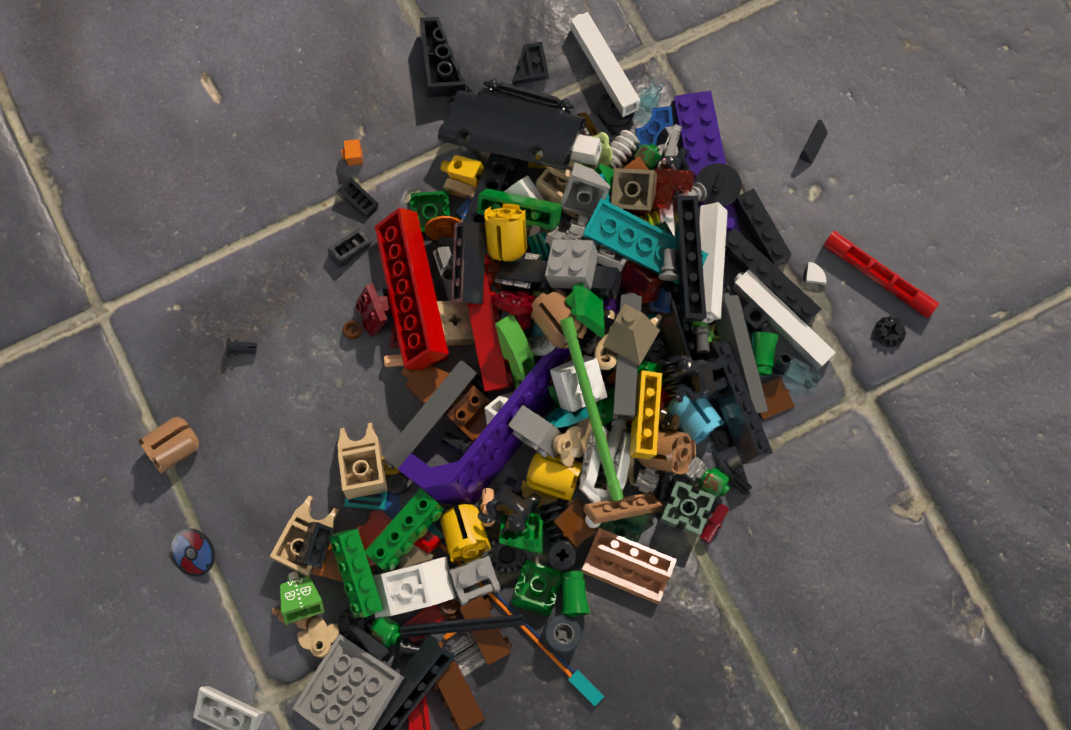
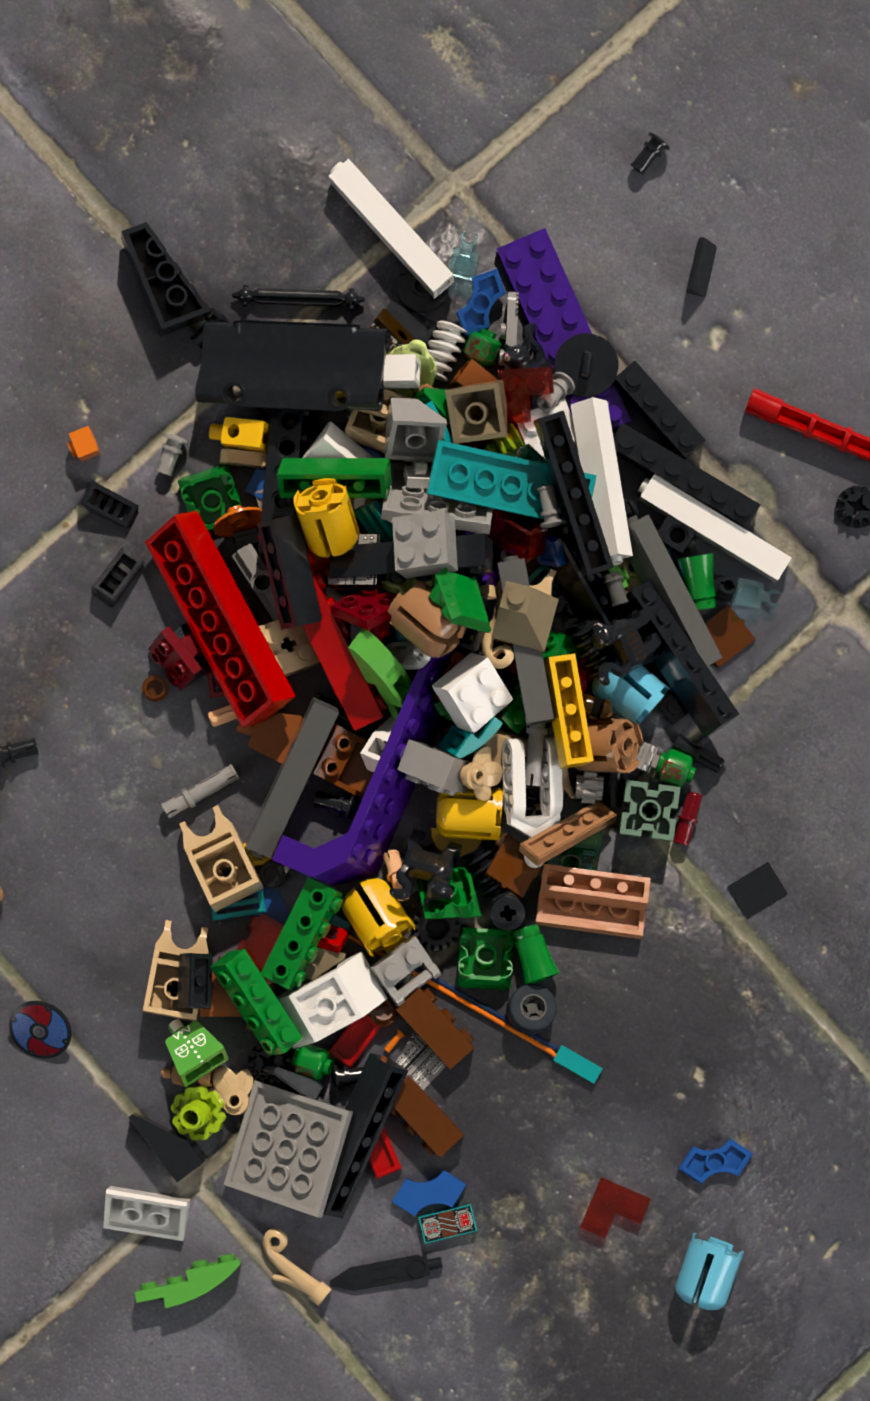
camera: 15 degrees left, 10 degrees up
(262, 670) = (171, 1148): none -> black slope
(290, 647) = (198, 1112): none -> lime plant
(354, 412) = (200, 791): none -> light grey pin
(410, 174) = (170, 453): none -> light grey pin
(462, 625) = (405, 1031): black axle -> none
(531, 65) = (290, 252): black wing -> none
(571, 336) = (450, 645): bright green piece -> none
(754, 591) = (757, 890): none -> black sticker
(796, 59) = (649, 153): none -> black pin
(815, 274) = (743, 453): white tile -> none

